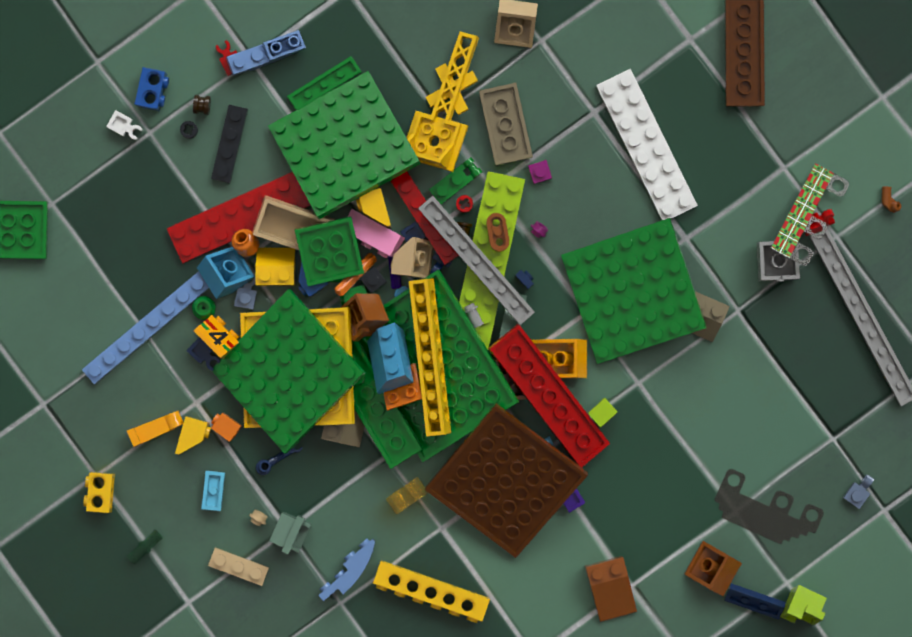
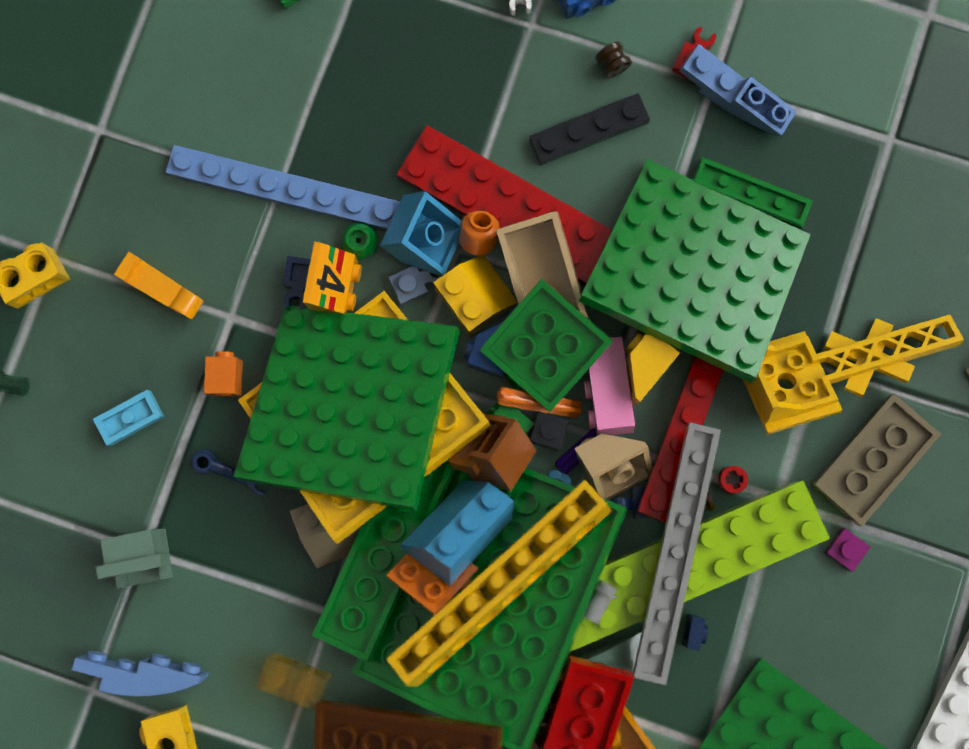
camera: 55 degrees right, 5 degrees down
(183, 128) = (565, 60): black bush -> none
(192, 433) = (185, 338): yellow slope -> none
(238, 566) = (51, 521): tan plate -> none
(258, 517) = (132, 501): tan plate -> none
(413, 231) = (651, 436): dark blue plate -> none
(455, 181) = (755, 447): green plate -> none
(497, 232) = (737, 556): dark orange plate -> none
(539, 229) = (772, 603): magenta plate -> none

